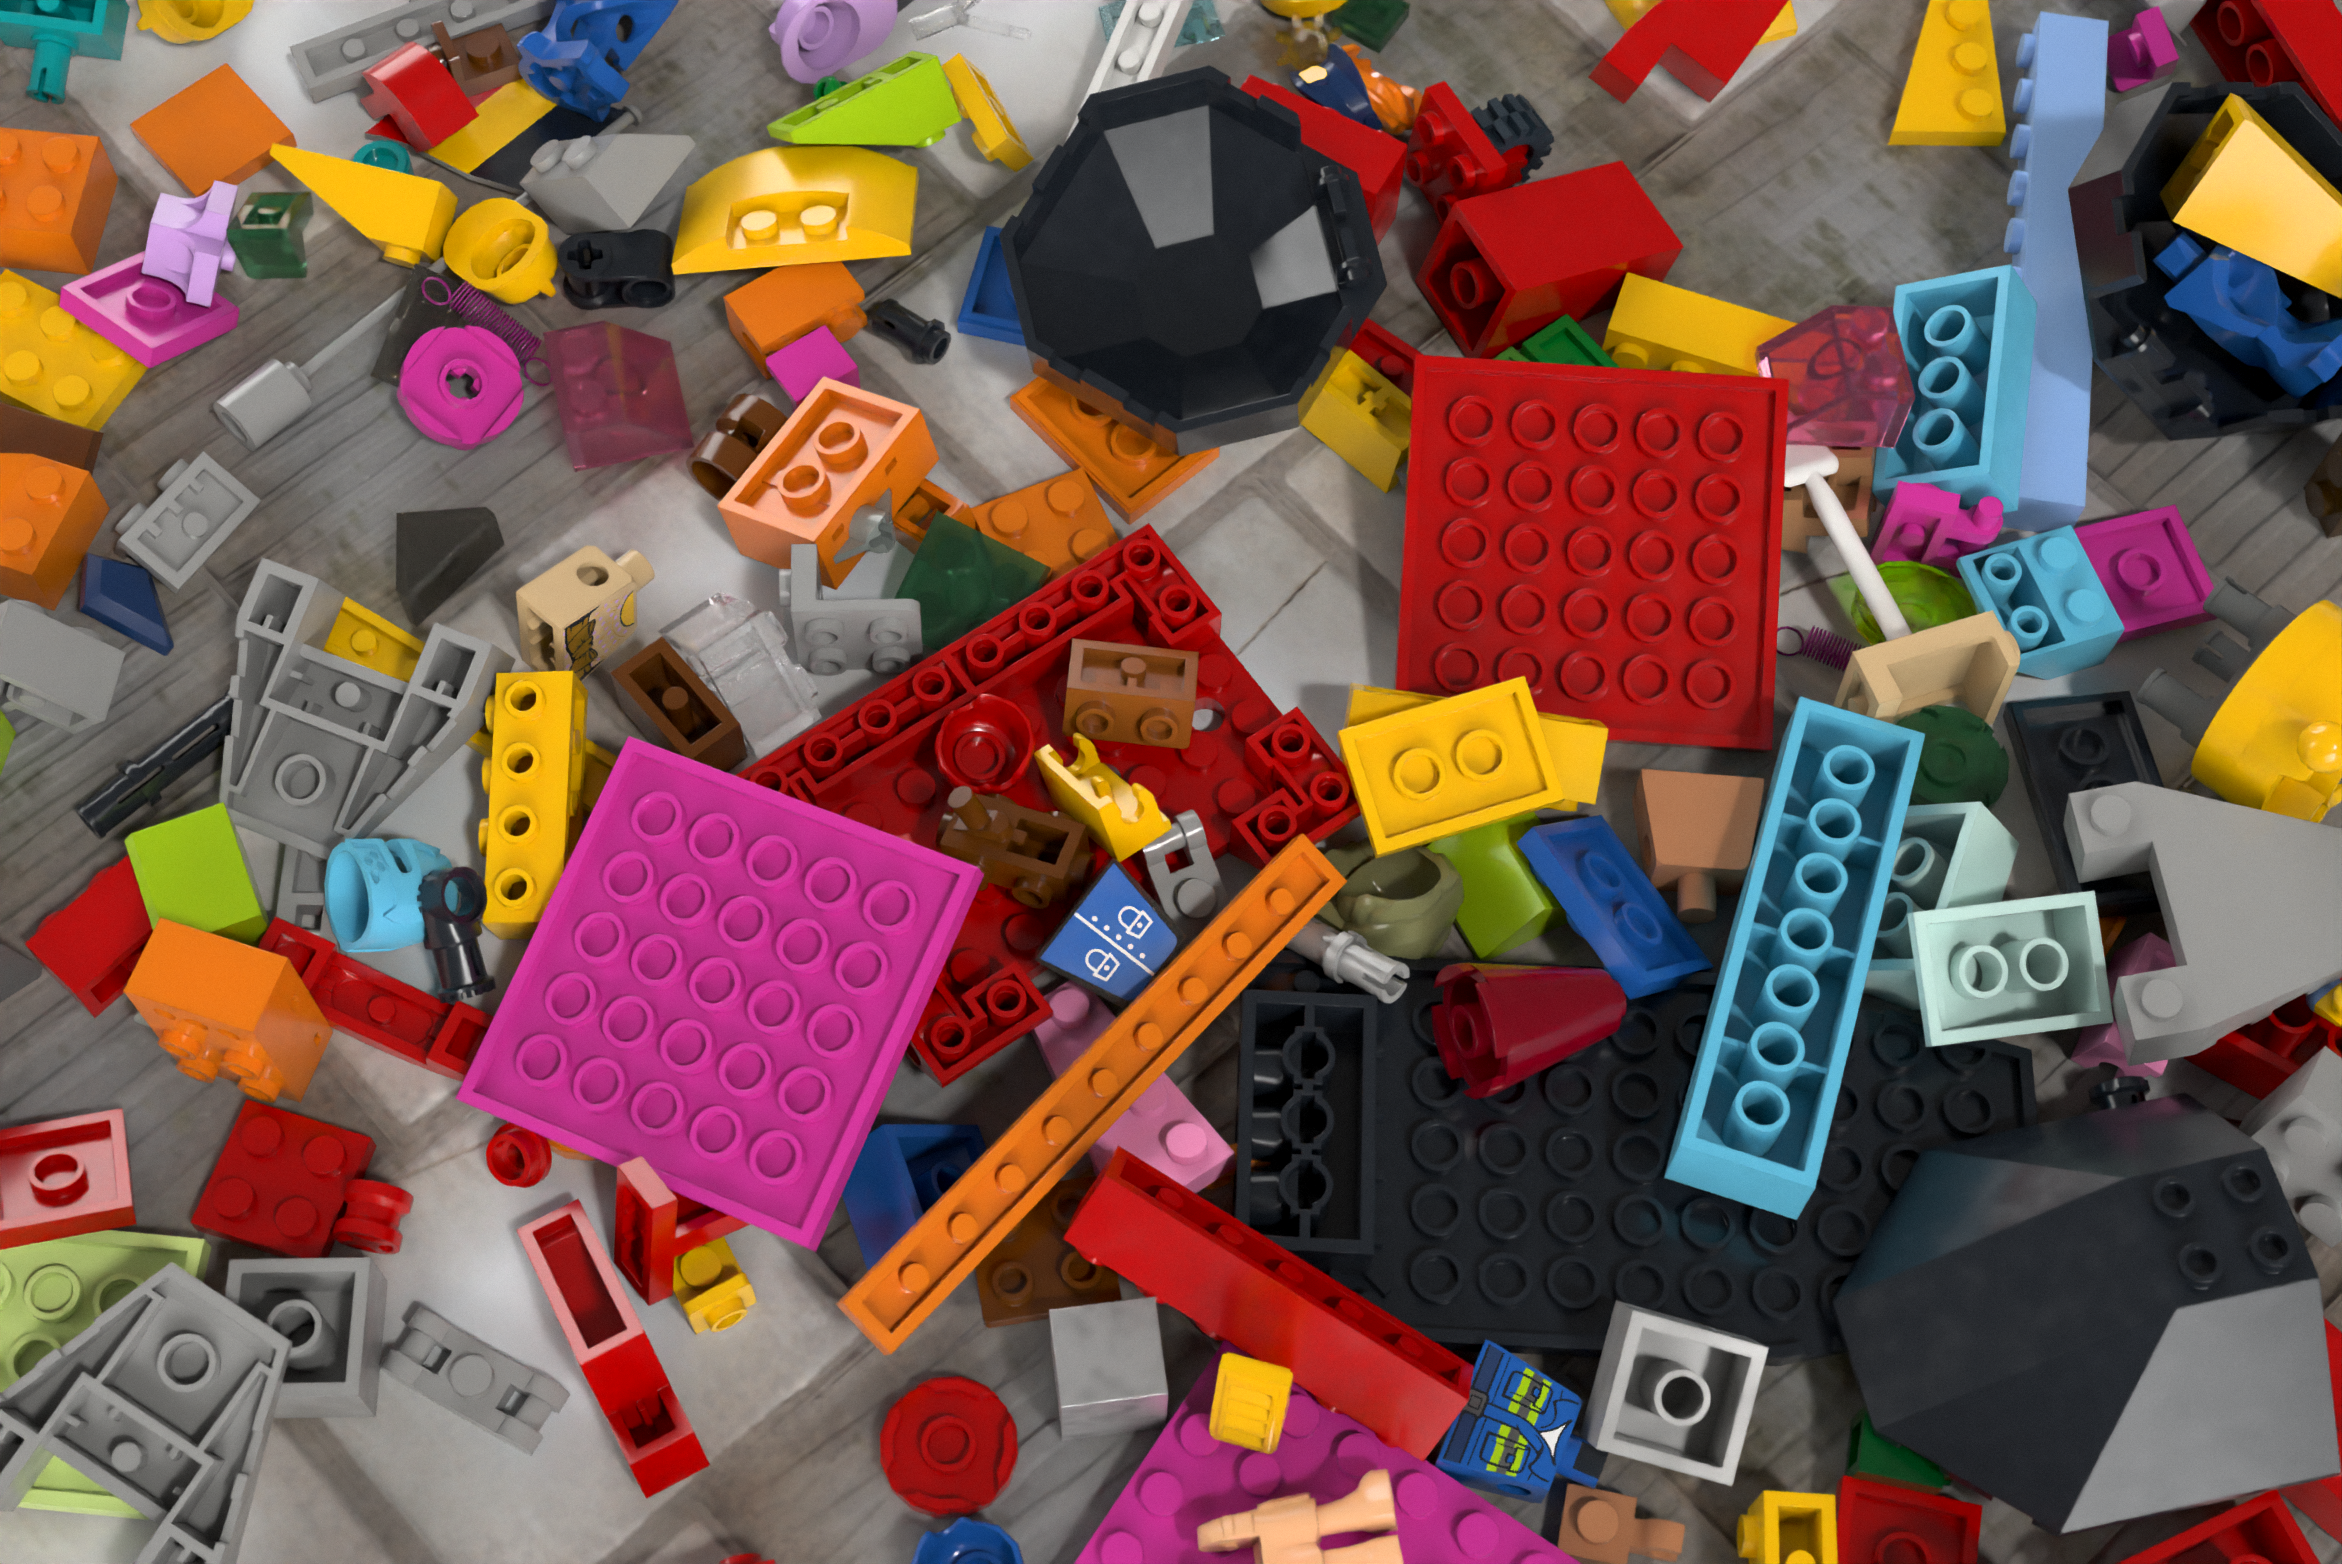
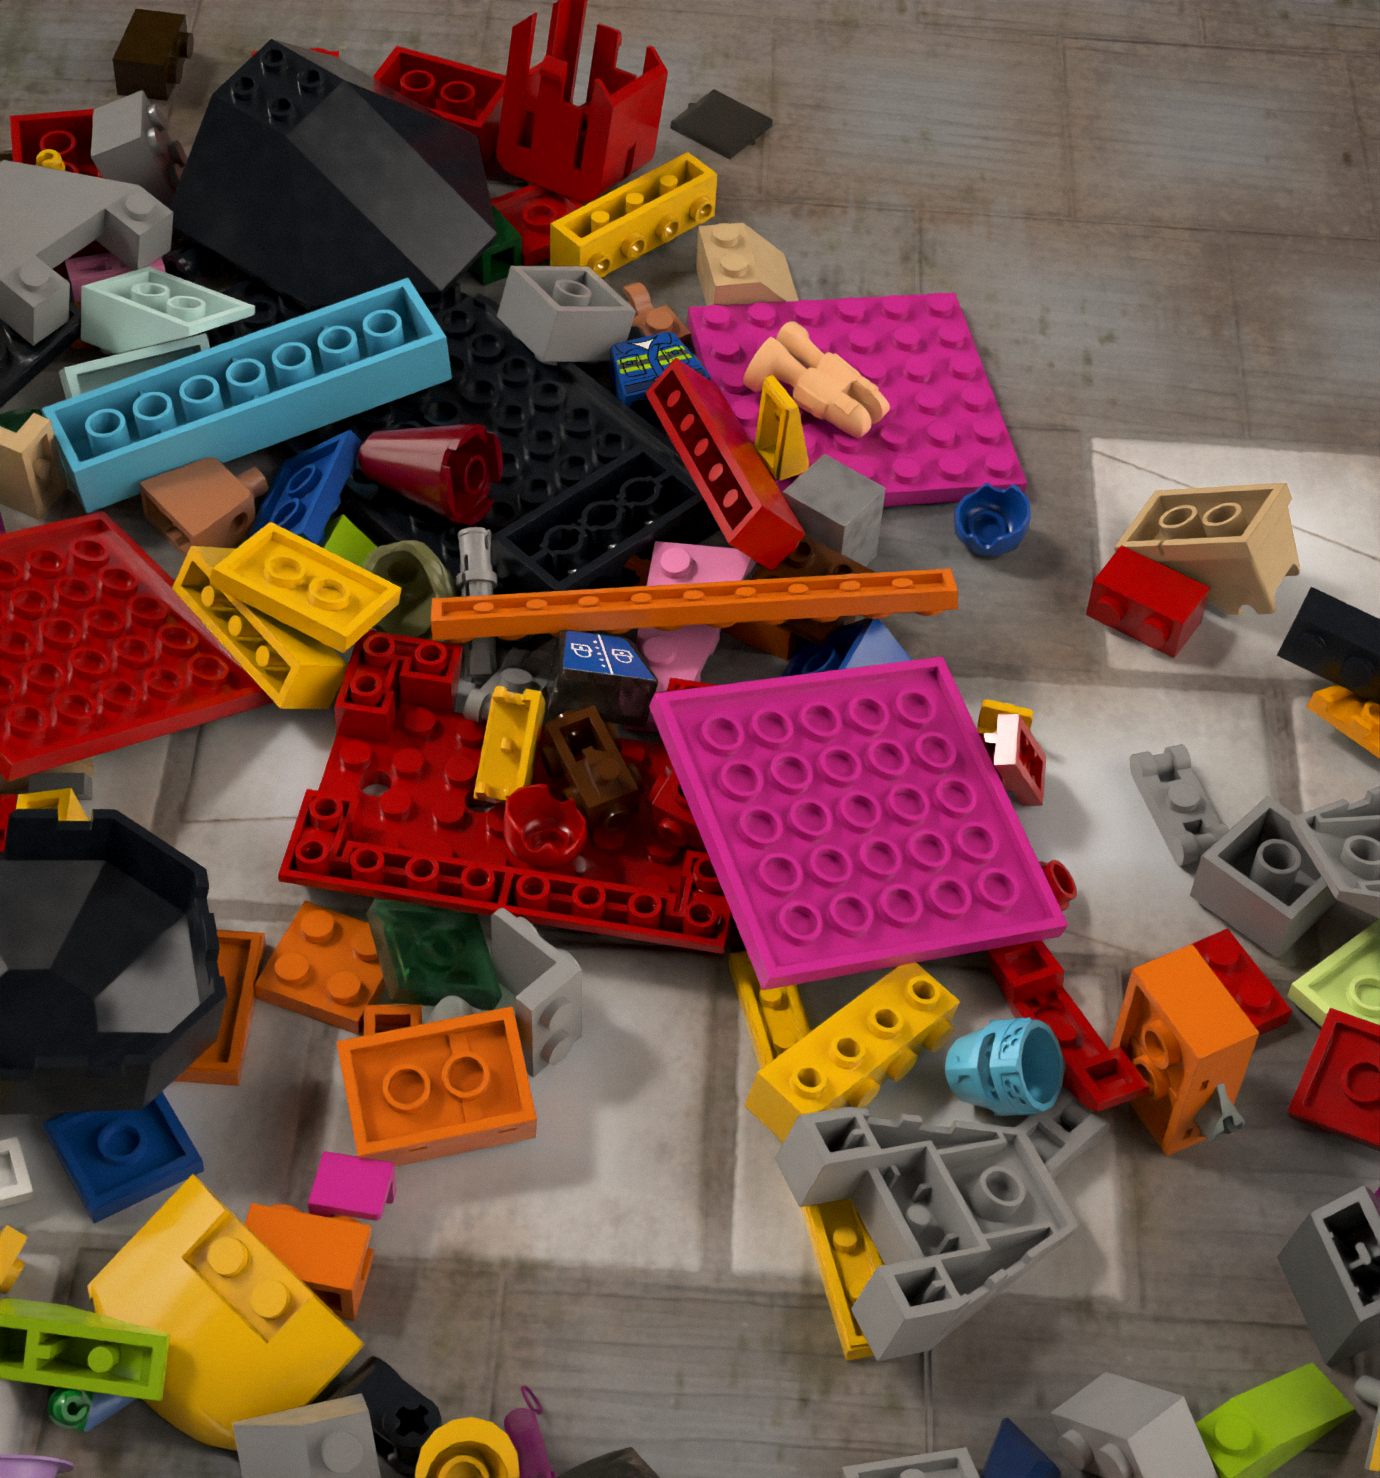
camera: 135 degrees left, 15 degrees down
(96, 938) = (1215, 1222): red brick -> none
(103, 811) = (1082, 1320): black pin -> none
(199, 875) = (1132, 1168): lime slope -> none
(373, 1216) = (1172, 919): red wheel -> none
(440, 553) = (750, 1300): clear smoke slope -> none
(455, 936) = (992, 1000): black connector -> none
(462, 420) = (592, 1439): dark pink plate -> none
(580, 610) = (695, 1154): tan torso -> none
(612, 1349) = (1087, 748): red slope -> none
(616, 394) = (503, 1316): clear pink slope -> none
(678, 708) = (702, 1032): reddish brown brick -> none
(740, 437) = (463, 1180): reddish brown wheel -> none
(746, 668) = (632, 1028): clear brick -> none
(922, 337) = (241, 1167): black pin -> none
(949, 1447) = (972, 586): red tile -> none
(1131, 693) = (411, 797): dark orange bracket -> none

